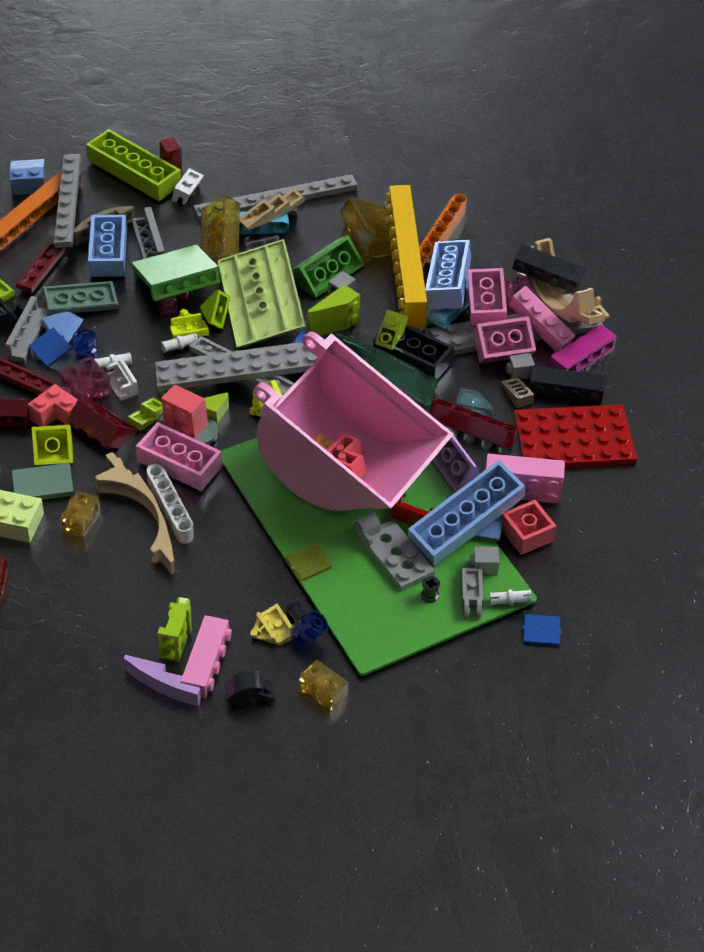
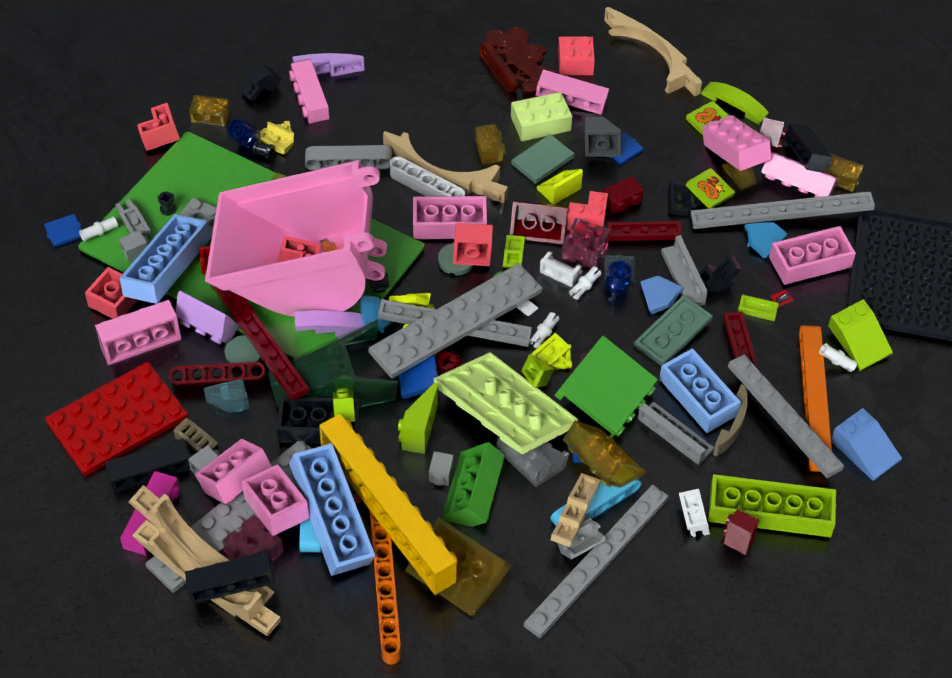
camera: 150 degrees right, 5 degrees up
(50, 347) = (649, 267): blue piece -> none
(174, 636) = (341, 89): lime hips -> none
(217, 406) = (462, 277): lime slope -> none
(222, 565) = (369, 155): none -> light grey beam
(388, 675) = (160, 129): none -> coral brick
(422, 396) = (263, 343): none -> dark red plate
(542, 319) = (211, 510): bright pink brick -> none

